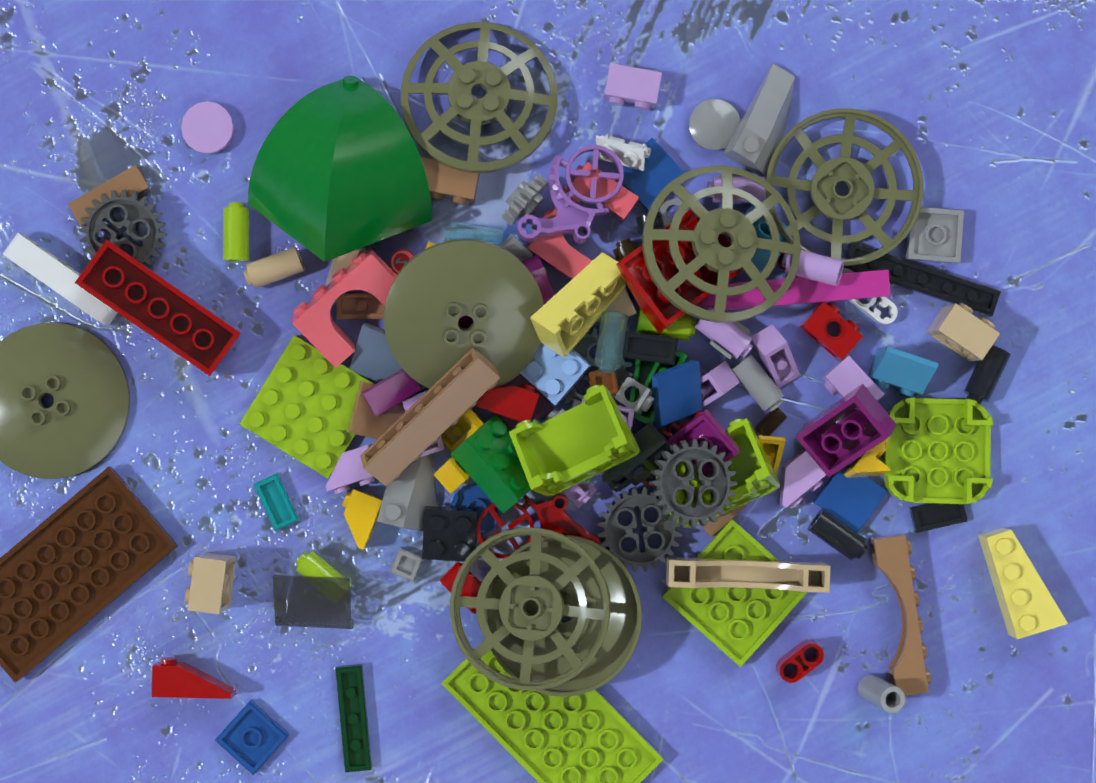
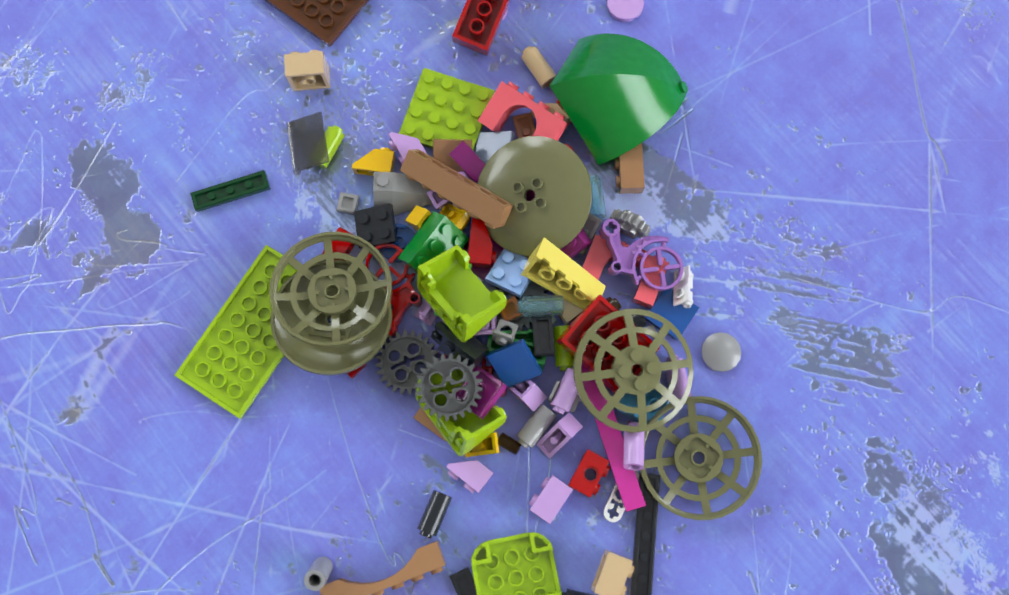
camera: 80 degrees right, 10 degrees down
(182, 680) = (235, 69): red slope -> none
(236, 233) = (556, 36): lime brick -> none
(252, 737) = (204, 125): blue tile -> none
(276, 501) = (374, 105): teal tile -> none
(479, 110) = (689, 183): olive dish -> none
(632, 87) = (733, 284): lavender brick -> none
(734, 616) = (374, 445): lime plate -> none
(748, 574) = (390, 449): tan arch -> none
(763, 122) = (732, 387): light grey wedge -> none
(797, 657) = (330, 508): red beam -> none
(846, 430) = (515, 499): magenta brick -> none
(850, 498) = (466, 517): blue tile -> none
(869, 464) = (493, 523): yellow slope -> none
(901, 370) = (570, 534): dark azure slope -> none
(936, 236) = (681, 539): light grey plate -> none

